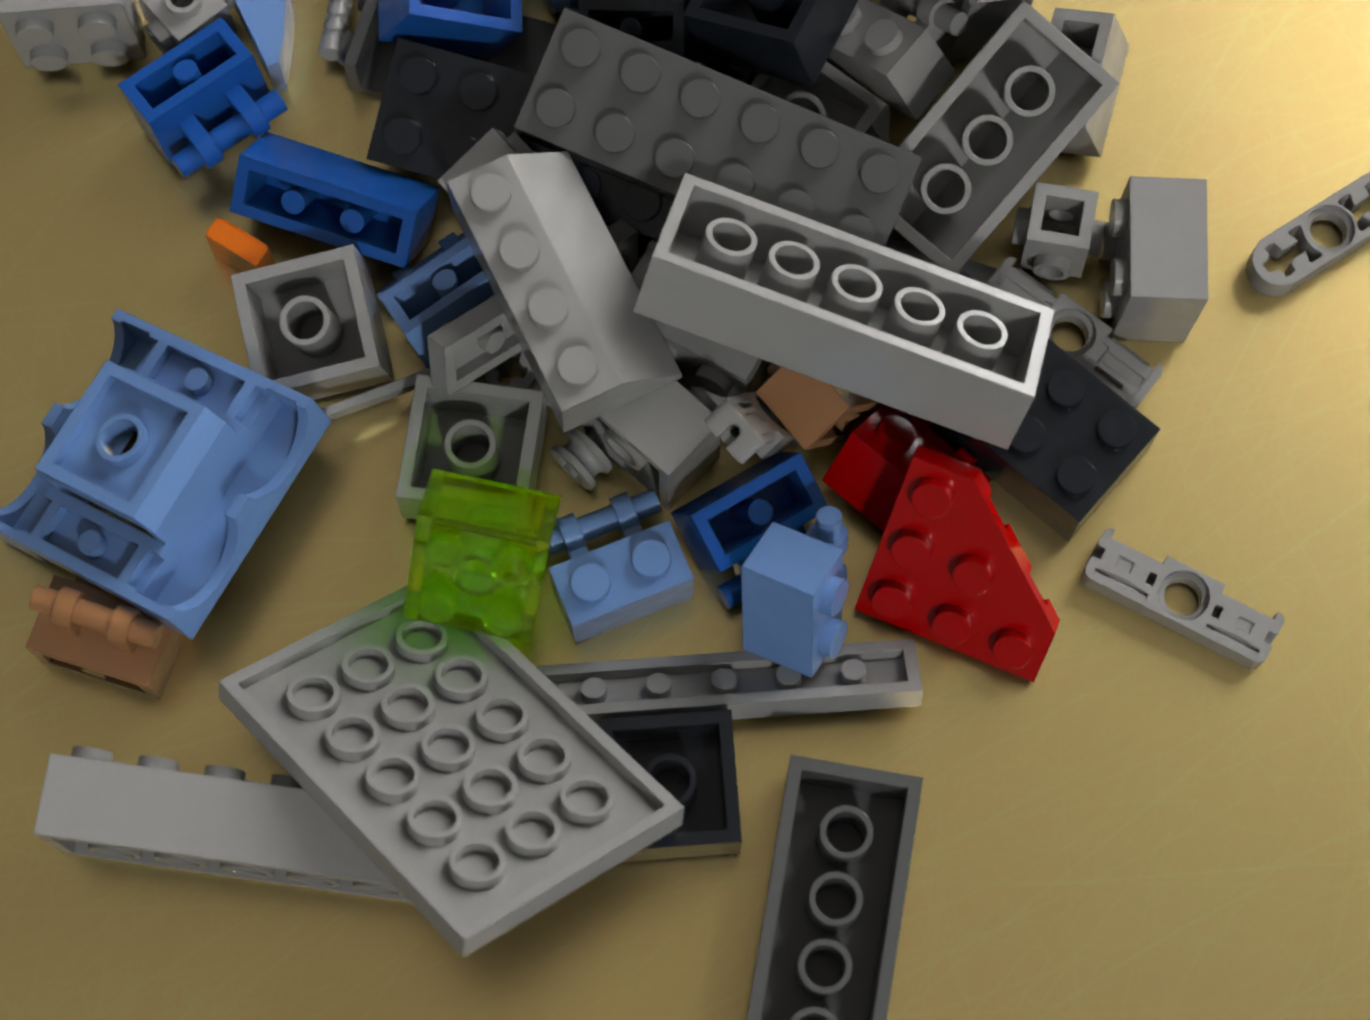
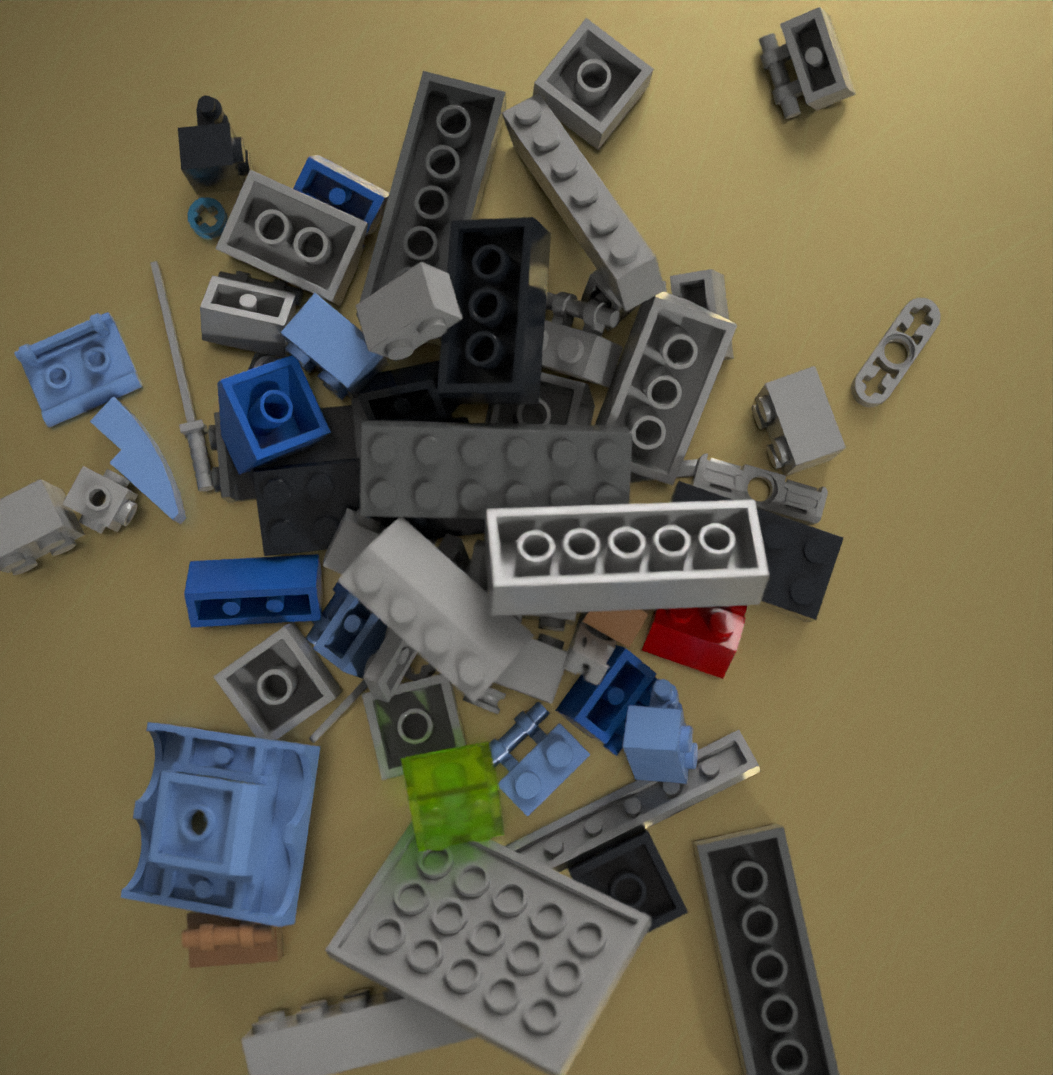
camera: 20 degrees left, 10 degrees up
(202, 98) = (135, 554): blue brick -> none
(237, 247) = (208, 647): orange tile -> none
(957, 570) = (751, 682): red plate -> none
(1058, 231) = (737, 413): light grey brick -> none
(1216, 624) = (865, 634): light grey piece -> none

